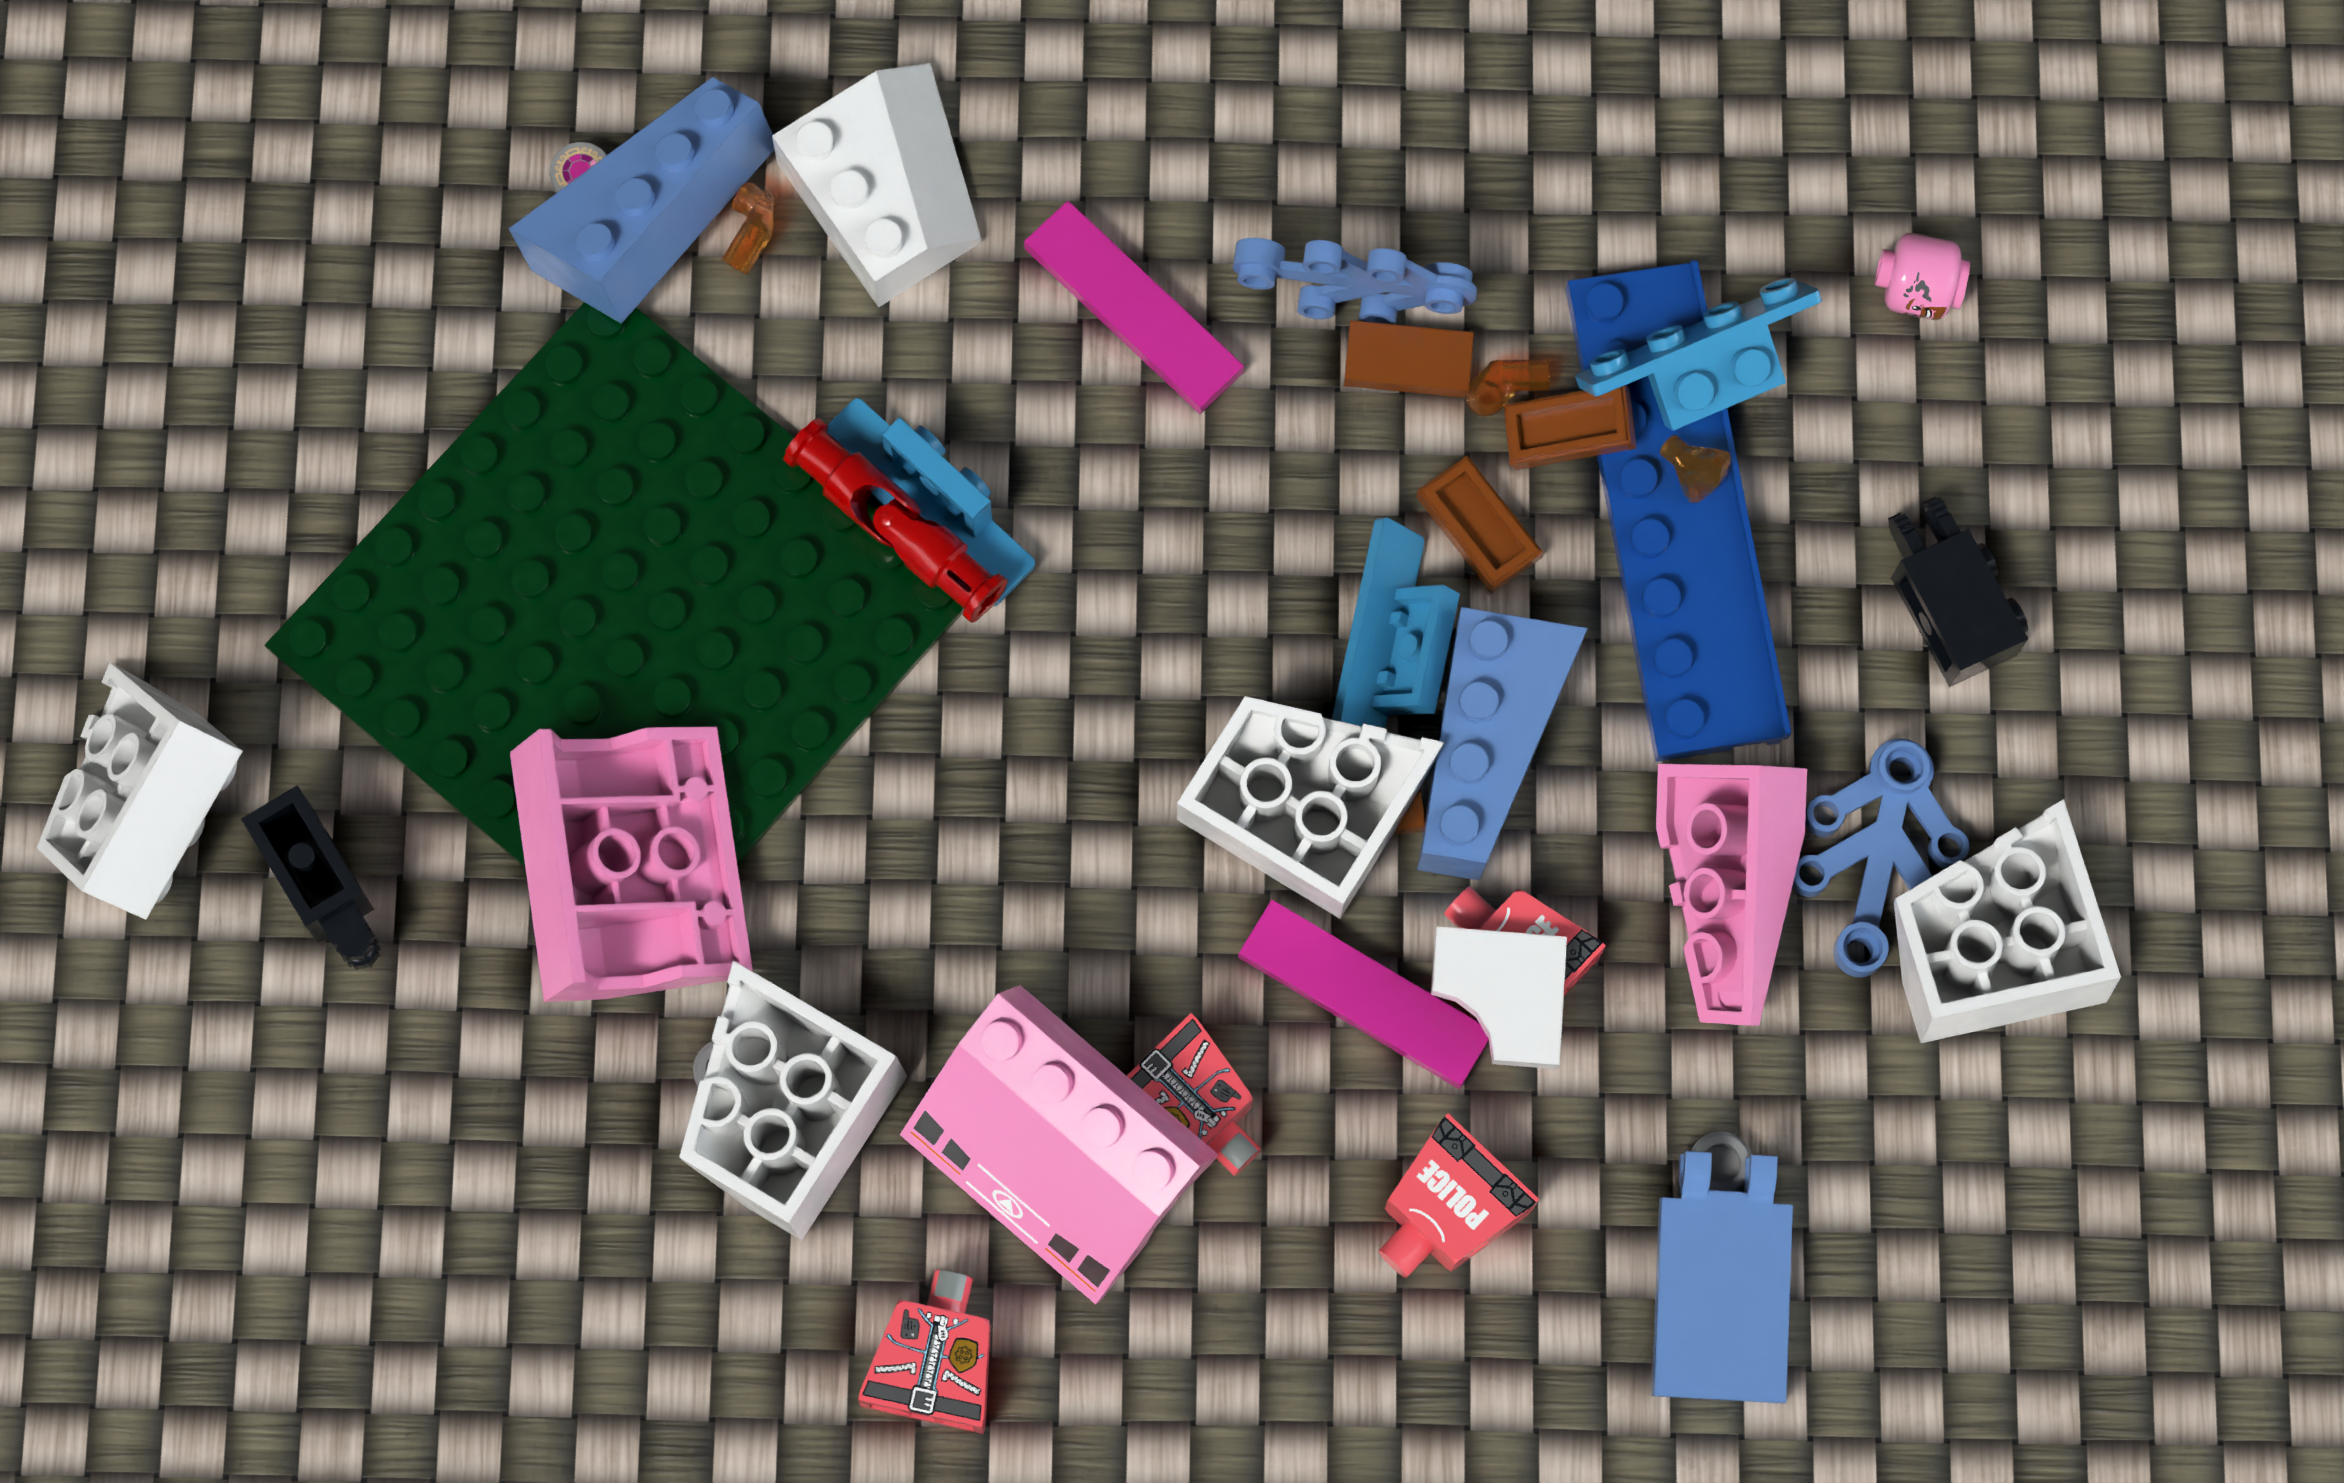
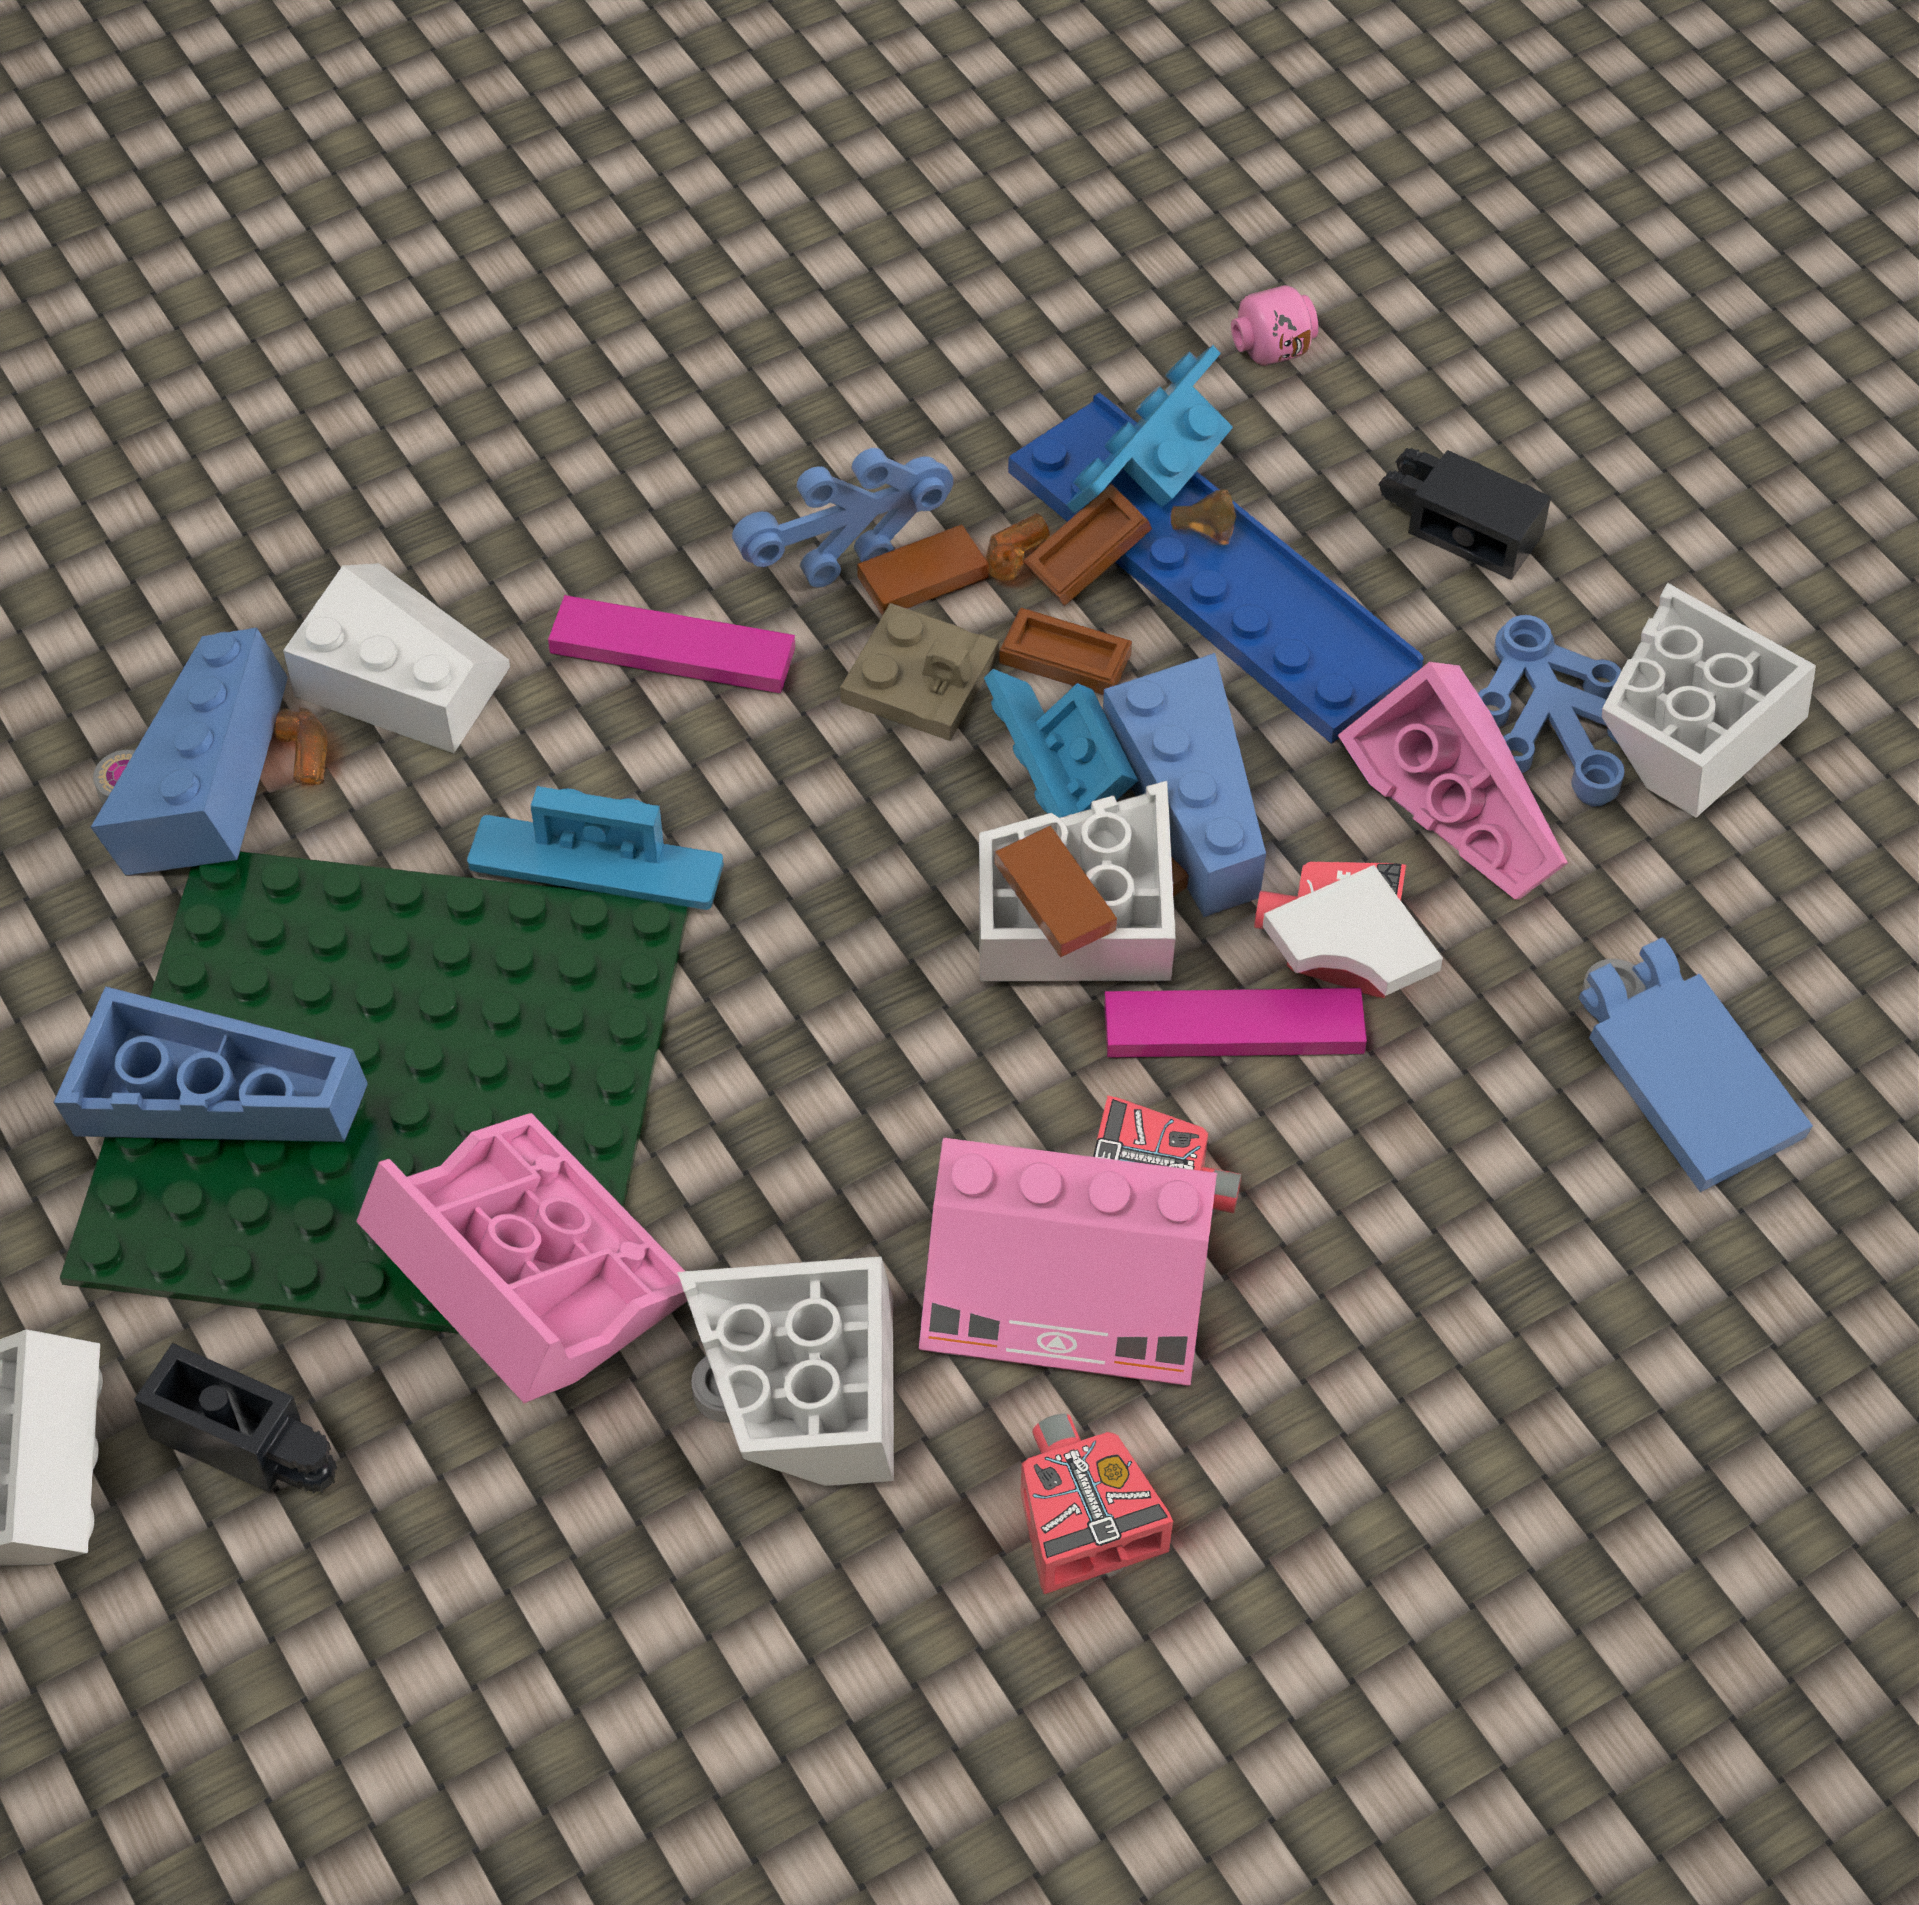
camera: 30 degrees left, 20 degrees down
(450, 529) = (204, 1076): none -> medium blue wedge
(922, 544) = (621, 879): red piece -> none
(1266, 799) = (1055, 891): none -> dark orange tile
(1334, 467) = (919, 671): none -> dark tan hinge
(1452, 1202) = (1428, 1125): coral torso -> none

